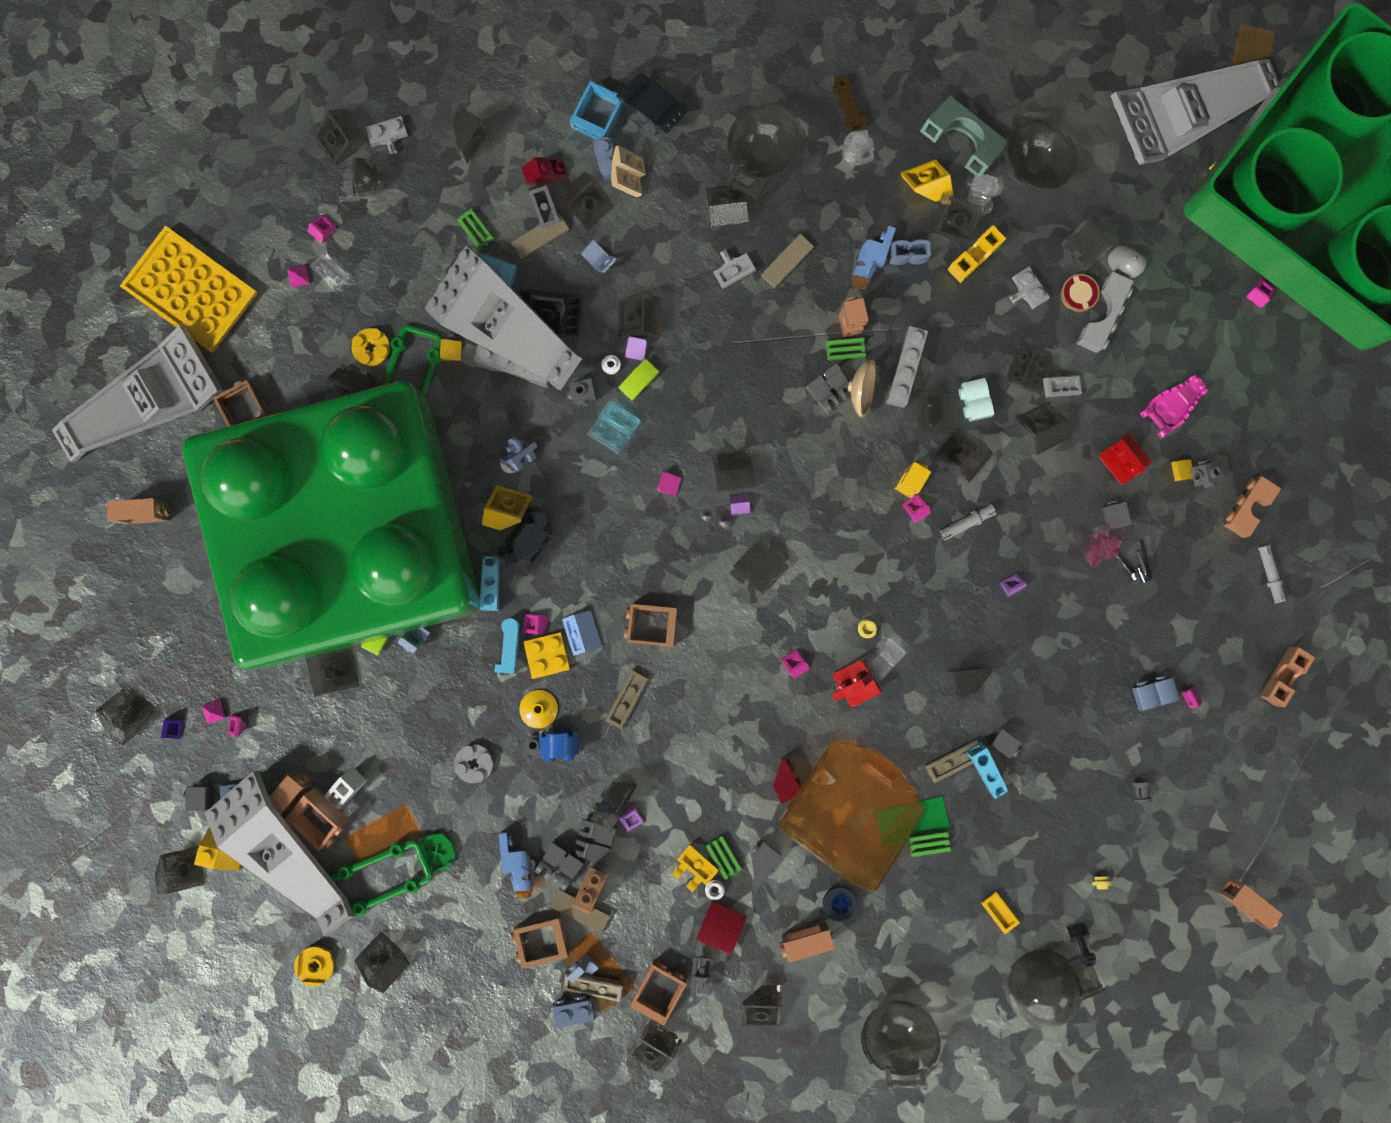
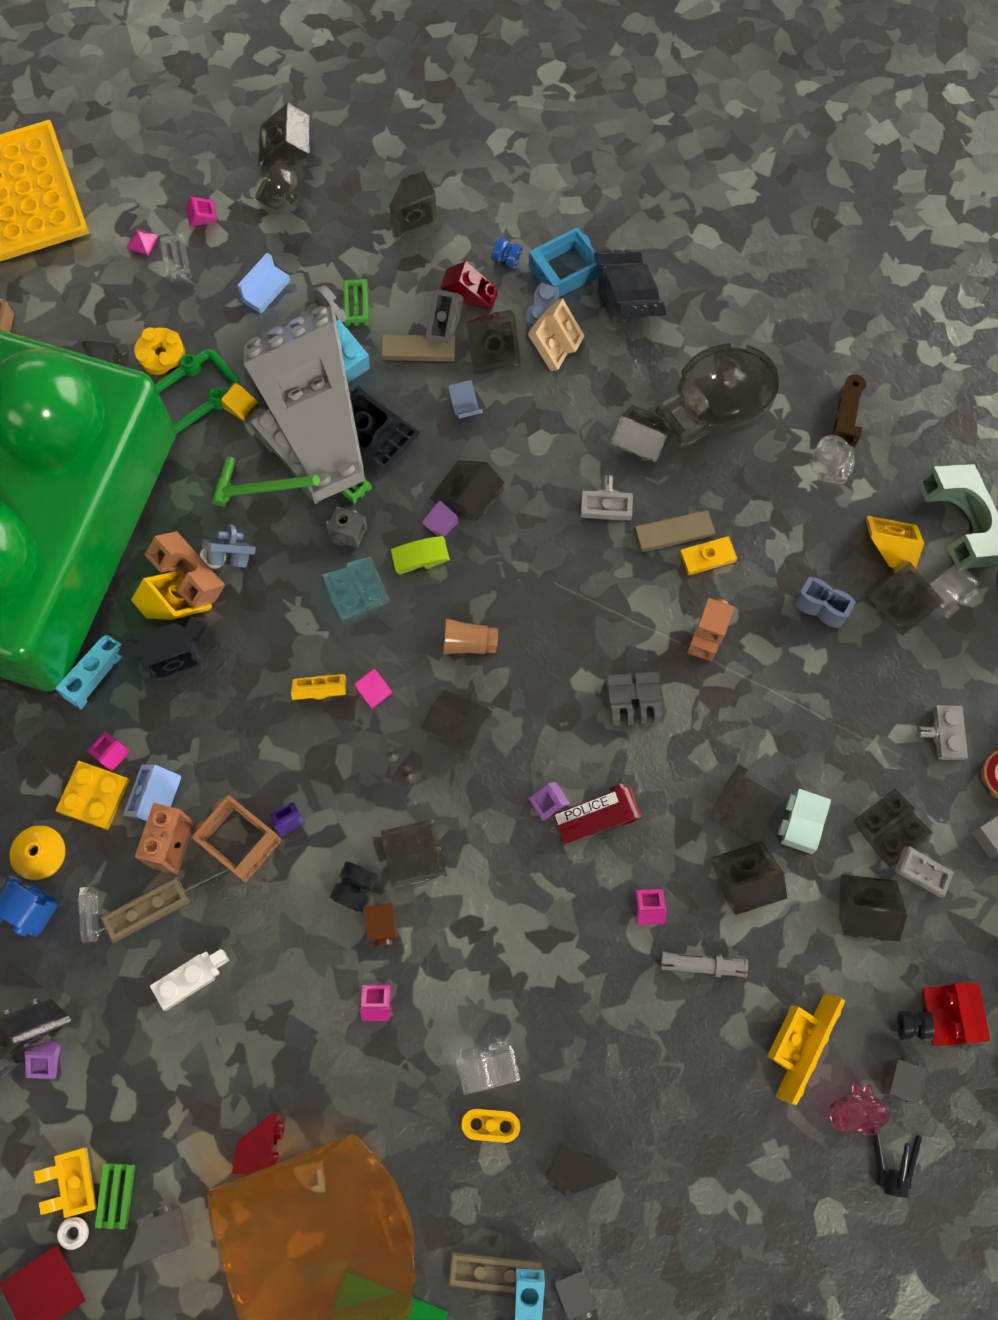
camera: 30 degrees right, 15 degrees down
(387, 133) = (334, 164): light grey plate -> none
(406, 256) = (262, 284): none -> light blue panel
(459, 241) = (325, 298): none -> light grey tile
(486, 416) = (225, 489): none -> bright green bar
(490, 478) = (174, 554): none -> nougat arch
(510, 646) = (58, 757): medium azure leg -> none
(557, 128) = (507, 252): none -> blue wheel
(597, 723) = (88, 915): none -> clear tile
(609, 645) = (161, 833): none -> nougat window
(611, 370) = (400, 527): white plate -> none
(635, 504) = (318, 687): none -> yellow plate
(671, 594) = (286, 819): none -> dark purple slope
(680, 720) = (188, 978): none -> white hinge
(706, 415) = (469, 638): none -> medium nougat plant
(739, 504) = (439, 764): medium lavender slope -> none
(740, 601) = (357, 877): none -> black wheel
(770, 619) = (381, 924): none -> reddish brown brick
(818, 264) = (708, 556): none -> yellow plate
(818, 483) = (549, 800): none -> medium lavender slope
(843, 349) = (684, 658): bright green tile -> none
(853, 474) = (598, 814): none -> dark red door
(855, 684) = (431, 1077): red bracket -> none
(863, 387) = (673, 718): tan dish -> none
(867, 628) = (493, 1017): light yellow plate -> none
(869, 257) = (774, 582): medium blue plate -> none
(904, 688) = (490, 1125): none -> yellow plate
(907, 367) = (741, 728): light grey arch -> none
(913, 479) = (665, 861): yellow arch -> none
(977, 254) = (922, 650): yellow arch -> none
(1013, 585) = (714, 1084): medium lavender slope -> none
(1048, 531) = (801, 1044): none -> yellow bracket
(1106, 480) = (915, 1025): none -> black wheel

